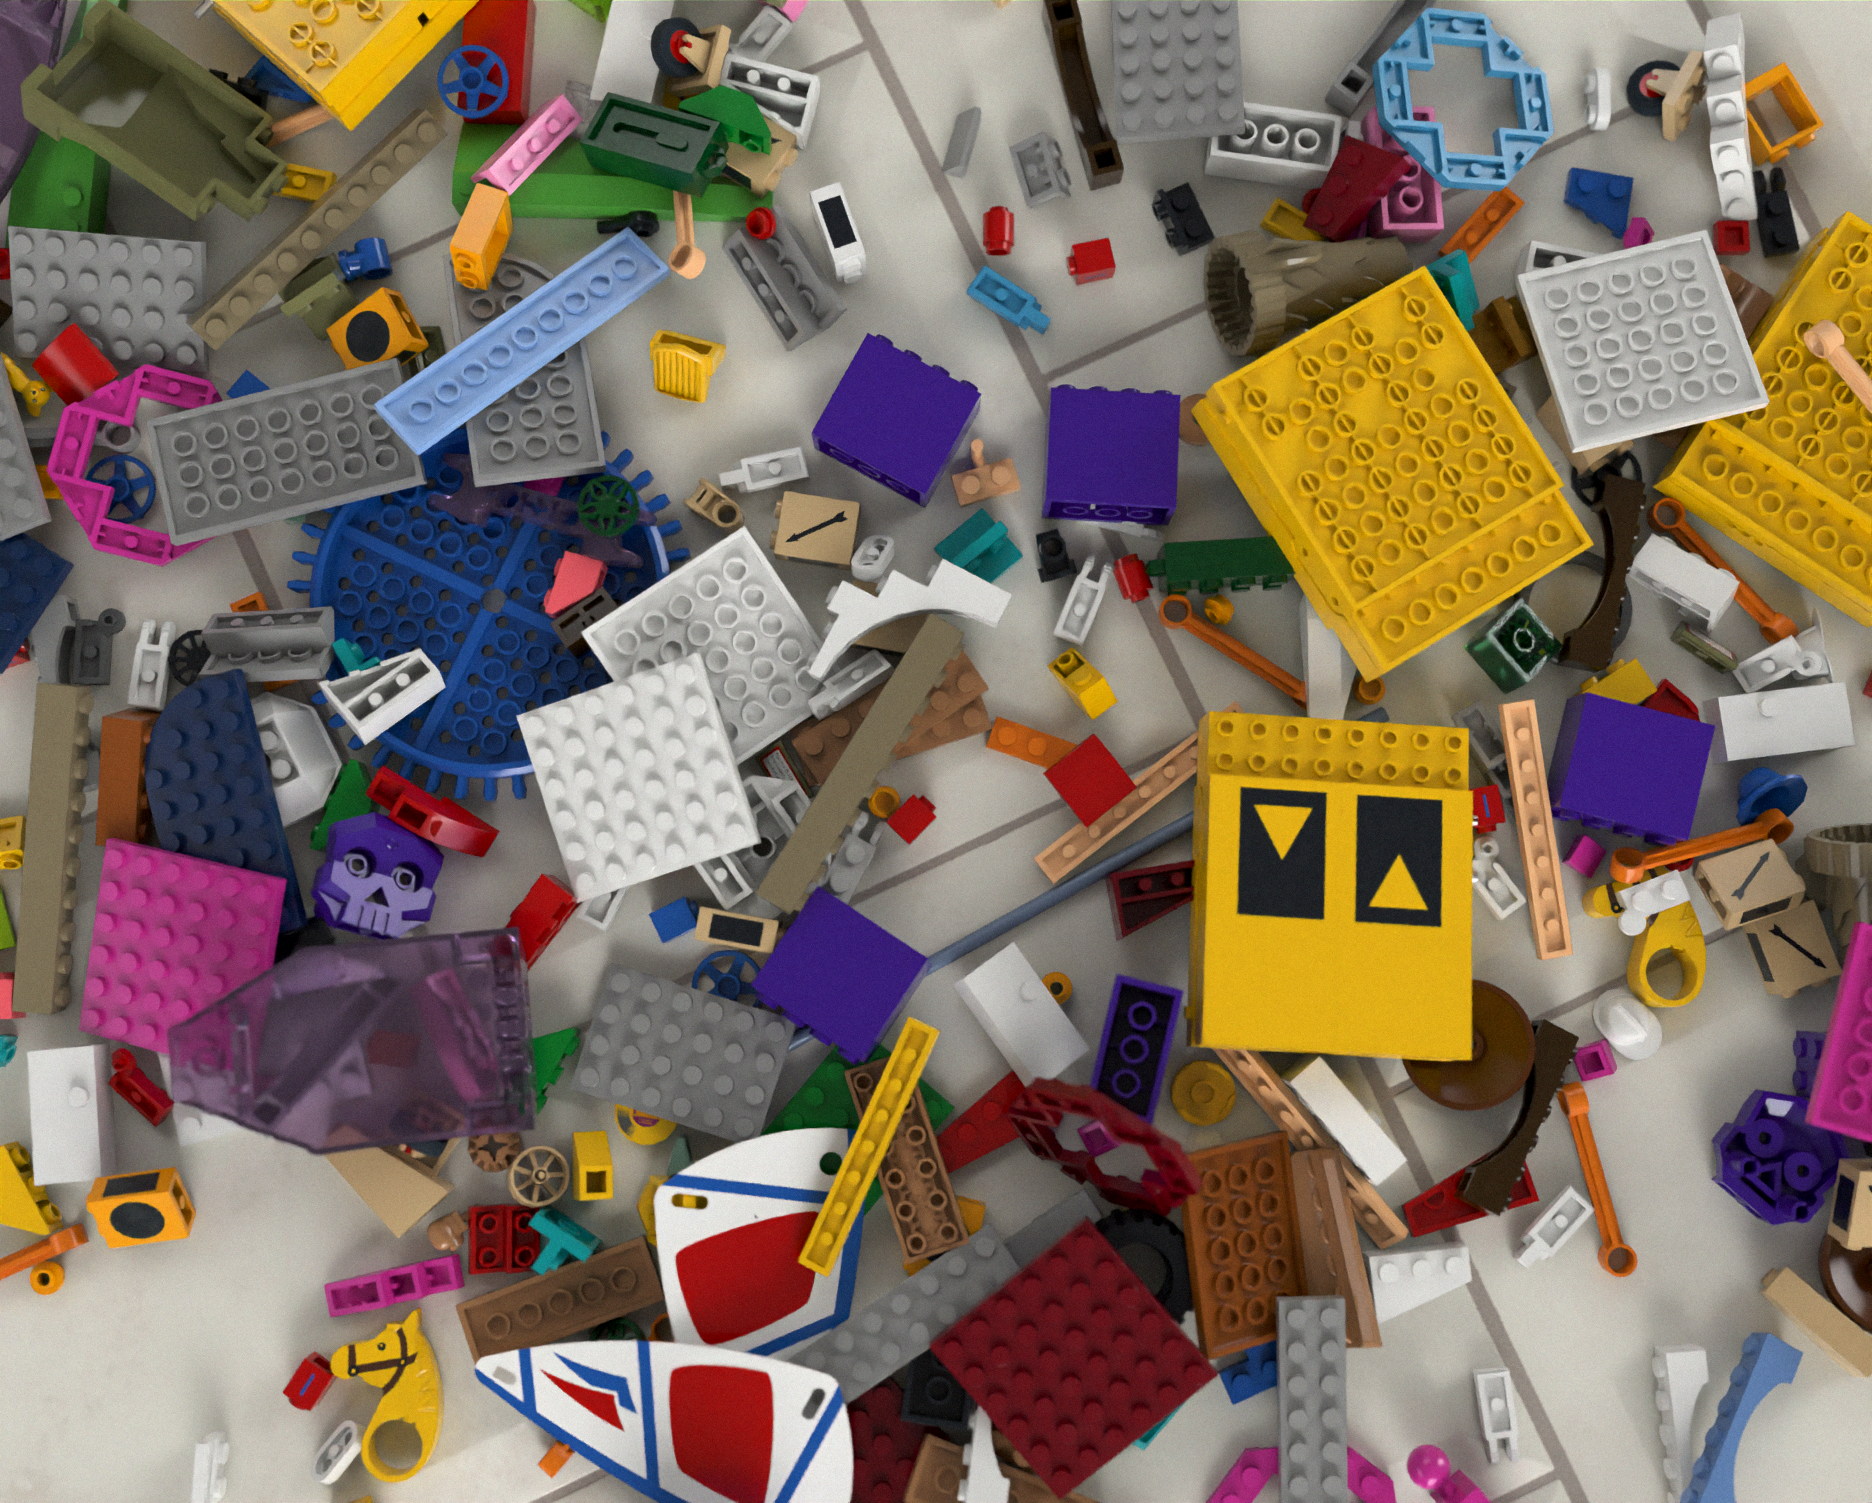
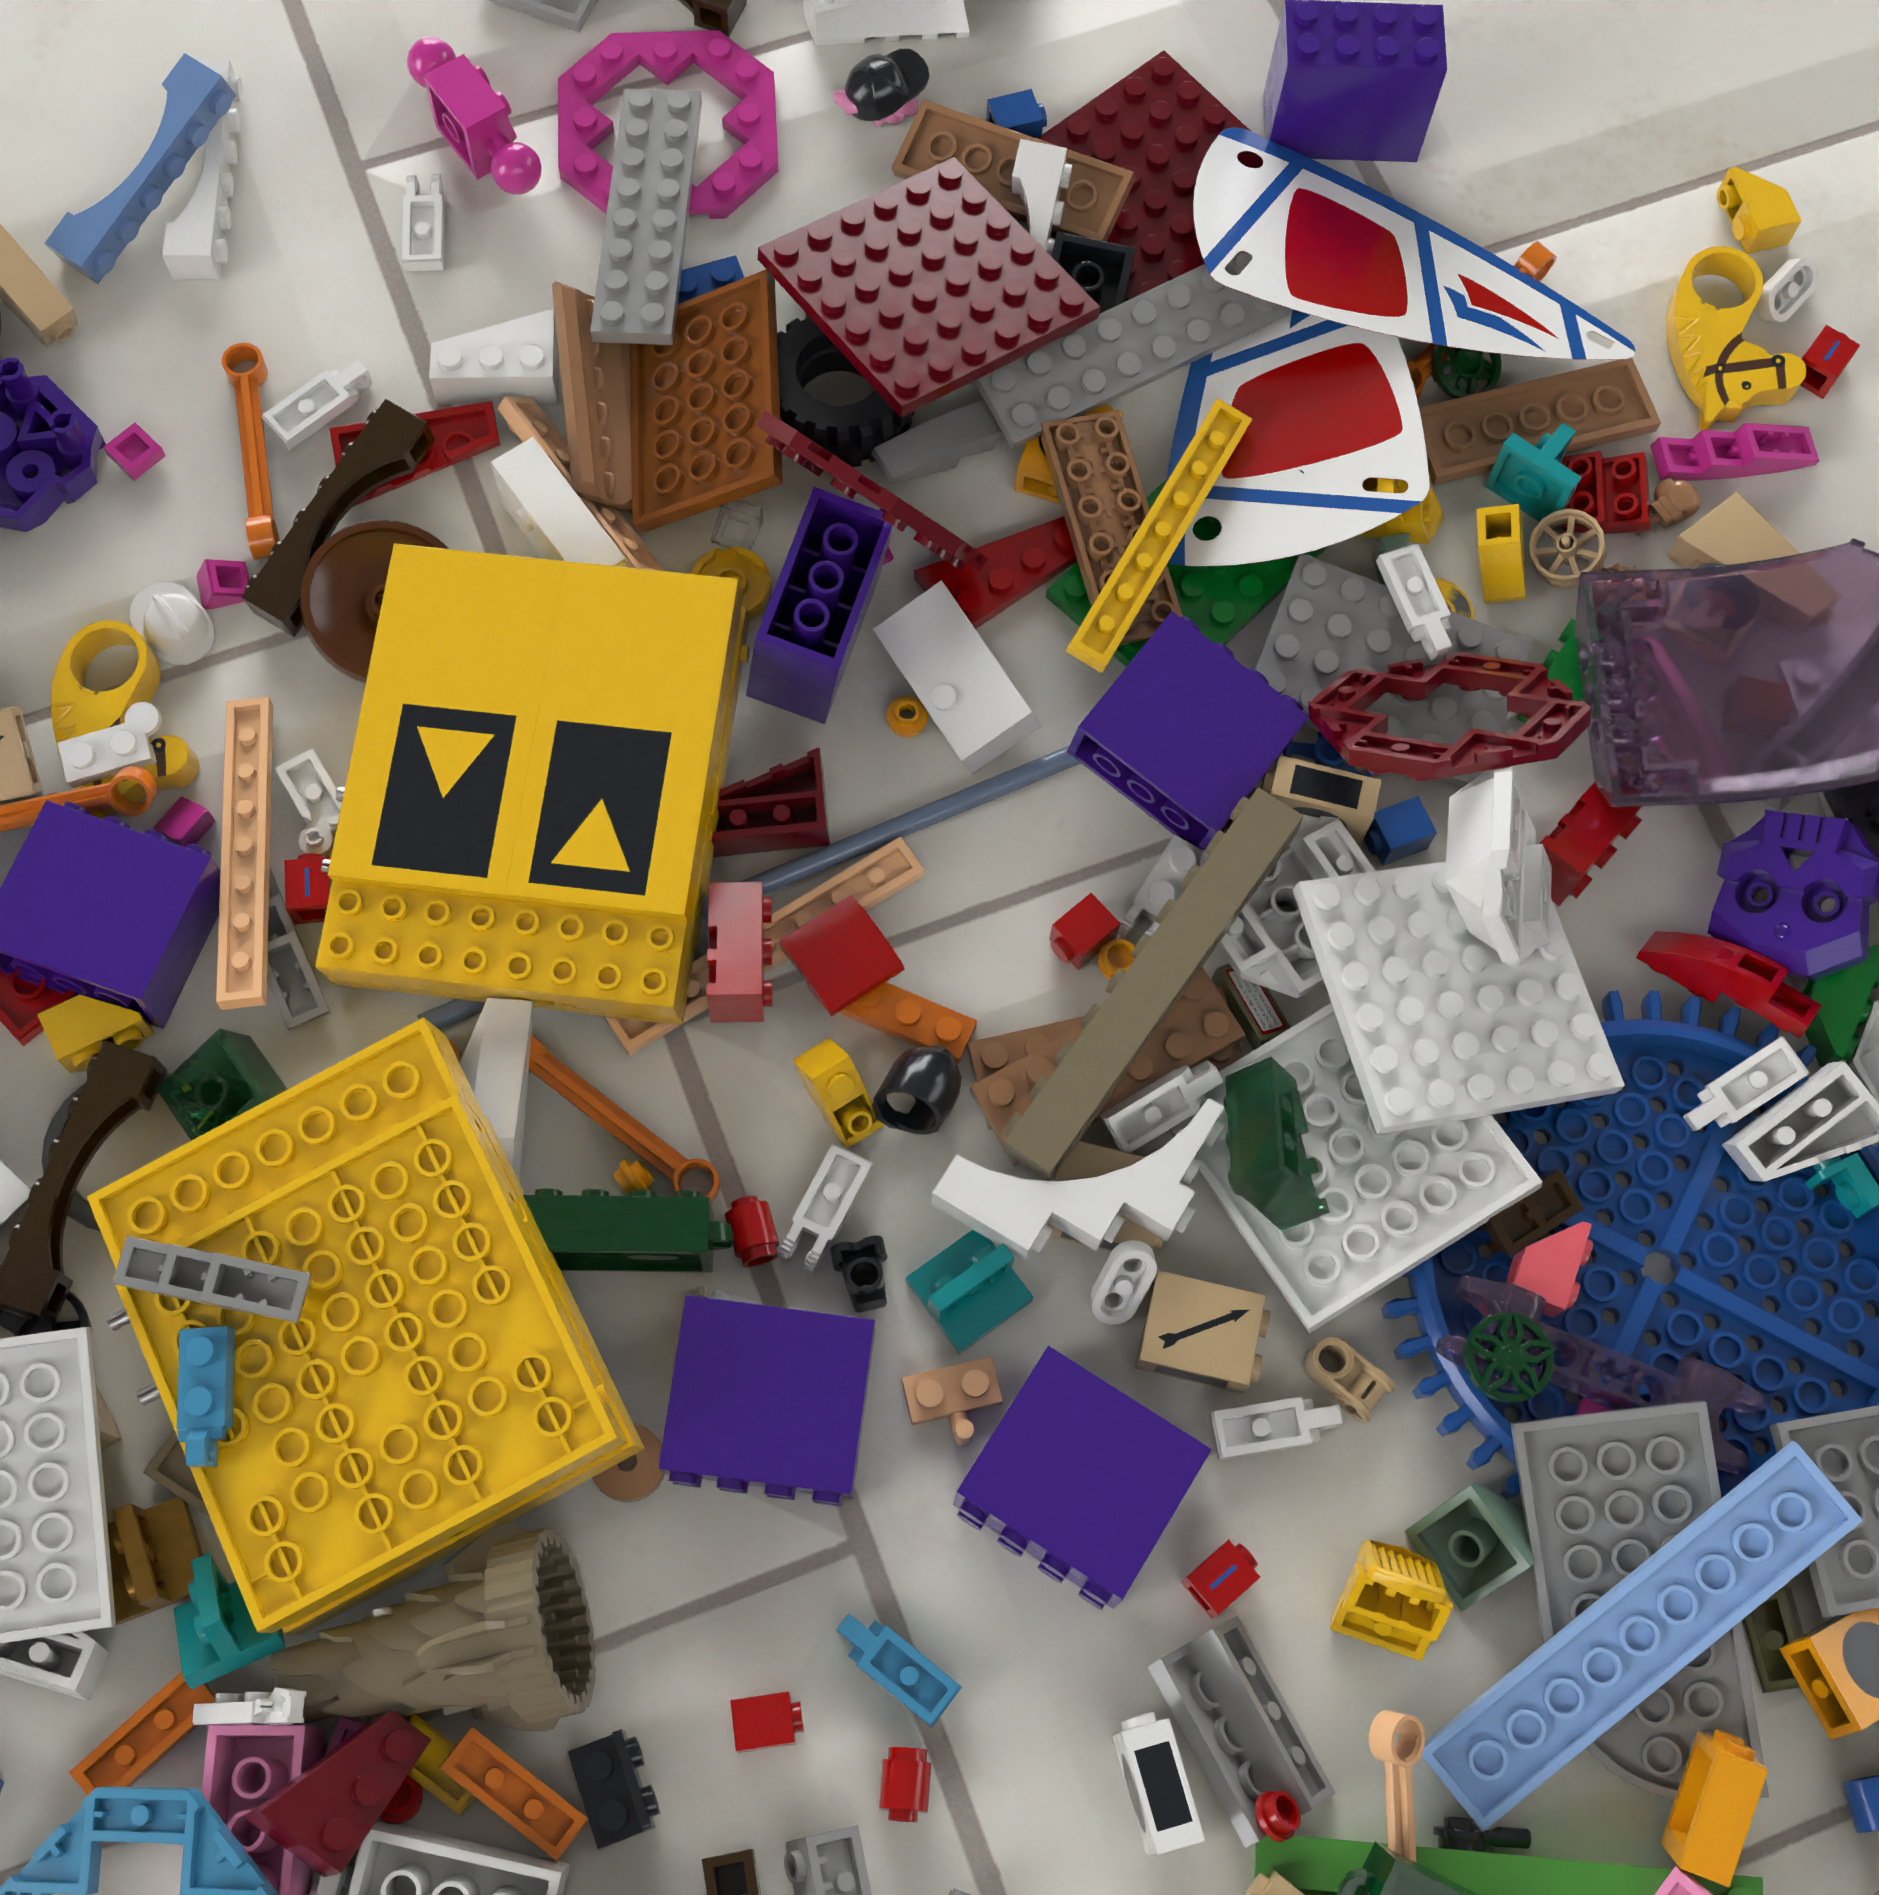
camera: 175 degrees left, 15 degrees down
(425, 726) = (1748, 1085): none -> white hinge
(608, 859) = (1498, 867): none -> white piece
(623, 933) = (1363, 738): none -> dark red plate
(630, 402) = (1474, 1542): none -> sand green slope
(663, 1109) = (1417, 598): none -> white hinge
(776, 648) = (1268, 1147): none -> clear green wedge
(799, 369) = (1222, 1578): none -> red brick
(1023, 687) = (933, 1081): none -> black piece
(1165, 773) = (738, 952): none -> wedge
(1245, 207) = (513, 1793): none -> orange plate
(1419, 234) = (278, 1707): none -> white hinge
(1487, 407) = (205, 1391): none -> dark azure hinge
(1497, 479) = (212, 1279): none -> light grey slope
(1688, 1169) = (134, 451): none -> dark pink plate

